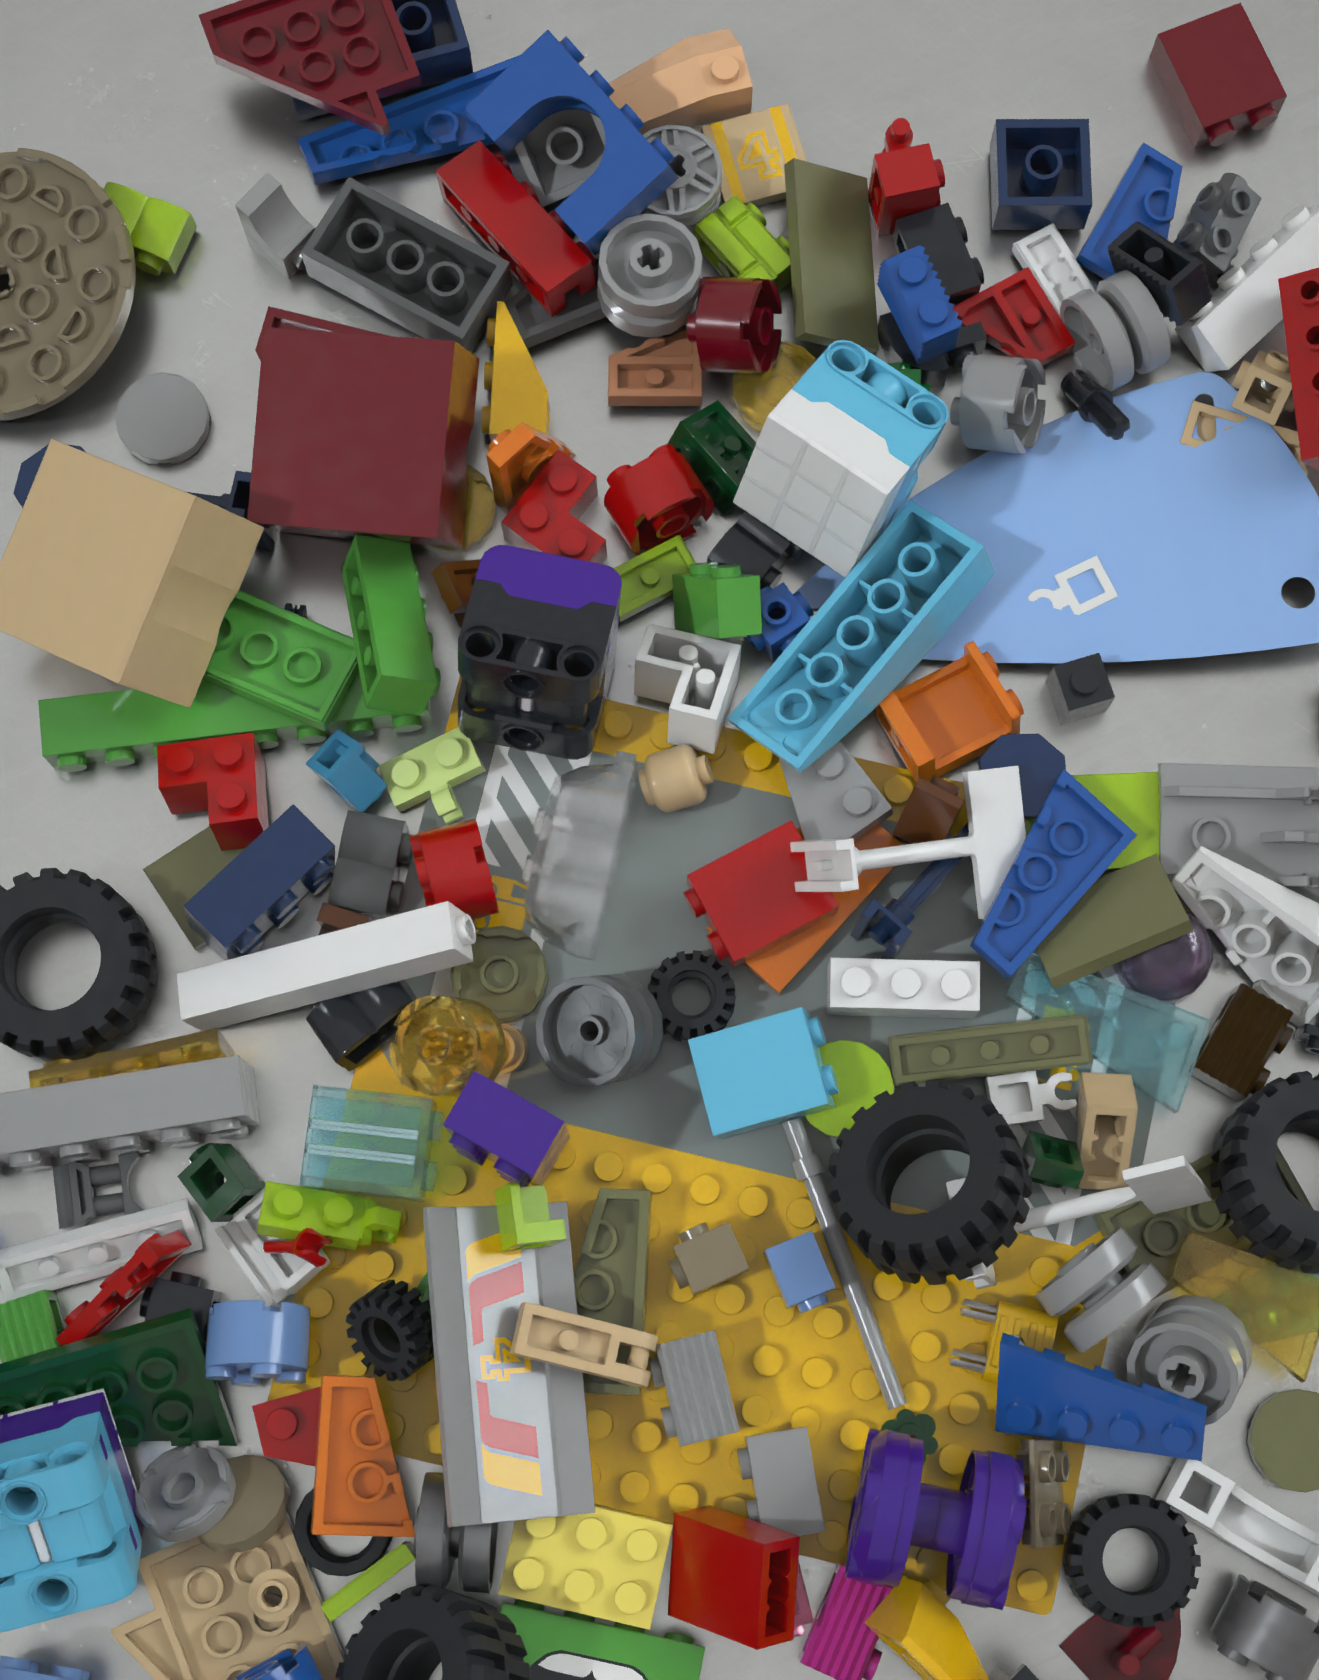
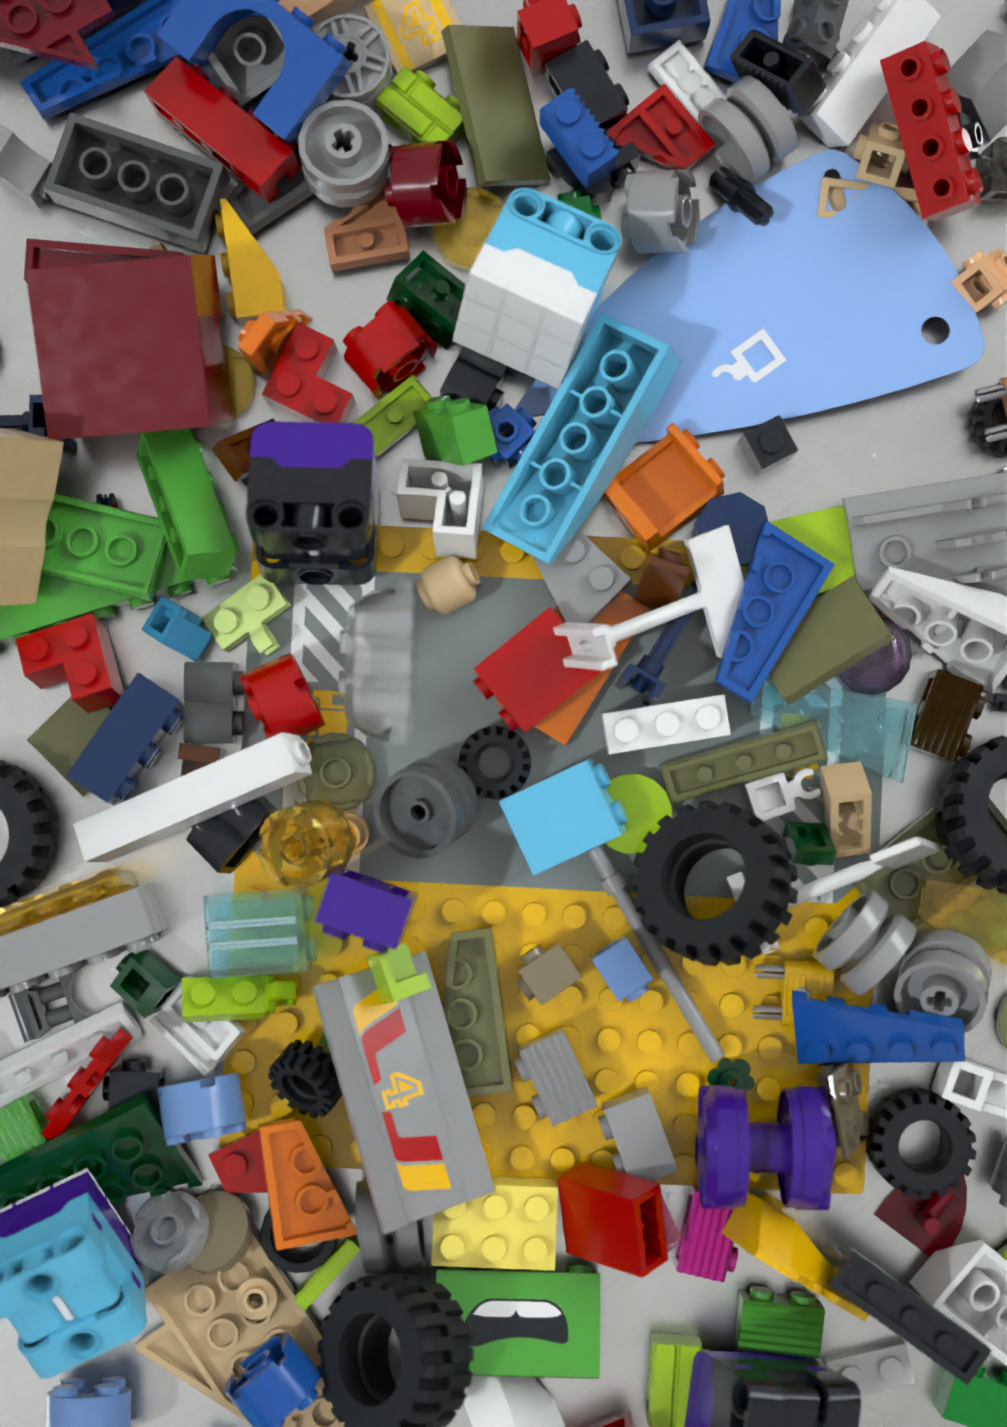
camera: 10 degrees left, 10 degrees up
(304, 1246) = (223, 1026): red hand -> none
(582, 1344) = (460, 1065): tan plate -> none

